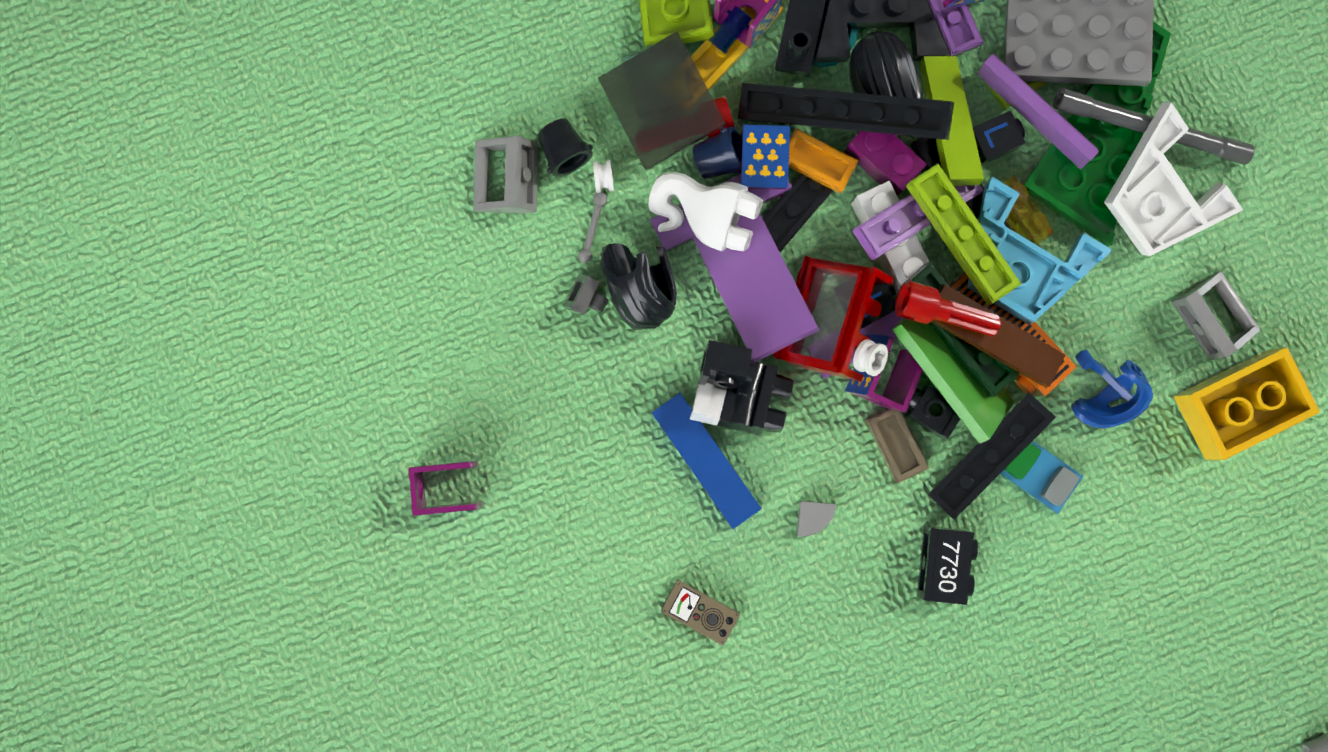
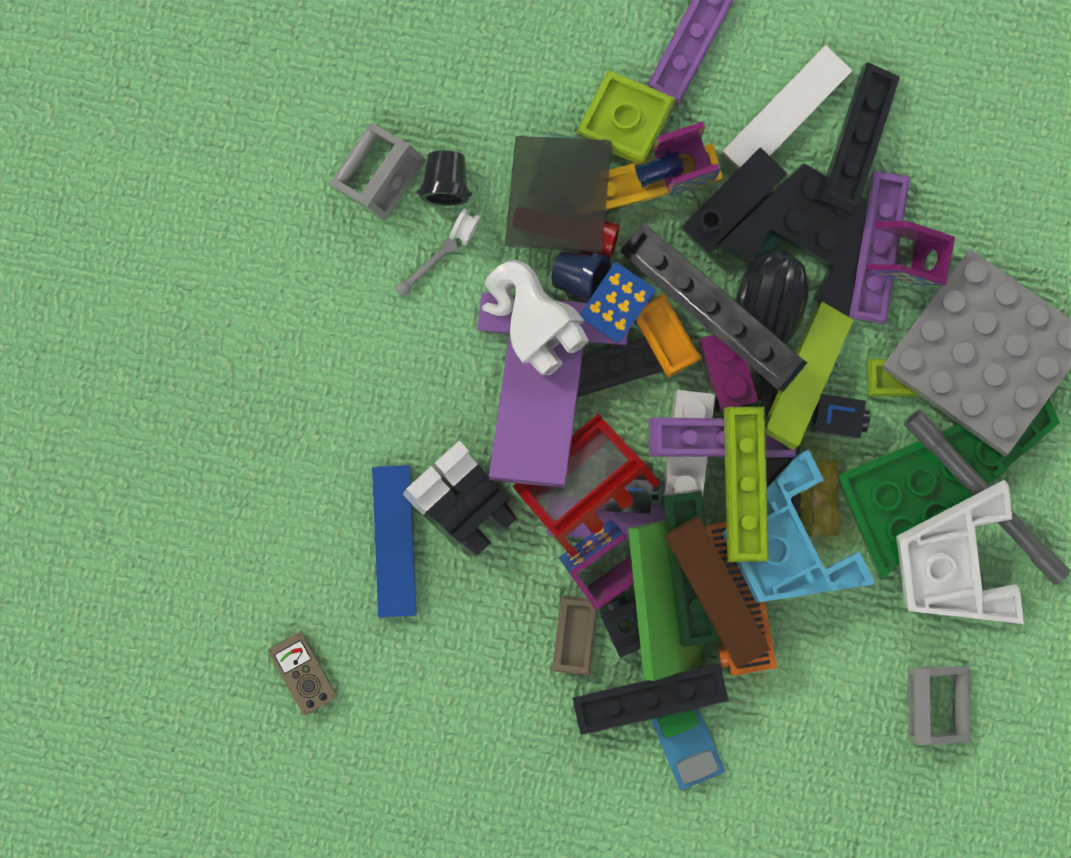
camera: 30 degrees right, 0 degrees up
(418, 490) = (120, 404): magenta piece -> none
(584, 296) = (379, 323): flat silver tile -> none
(639, 291) = (430, 350): black hair -> none
(726, 365) = (462, 467): black brick -> none
(813, 517) = (458, 653): light grey tile -> none
(870, 357) = (592, 540): white bush -> none
(925, 304) = (667, 523): red piece -> none
(946, 565) = (548, 771): black brick -> none
(1037, 111) = (889, 416): medium lavender tile -> none
(1097, 411) = (775, 721): blue helmet -> none
(1246, 404) = (909, 798): yellow brick -> none

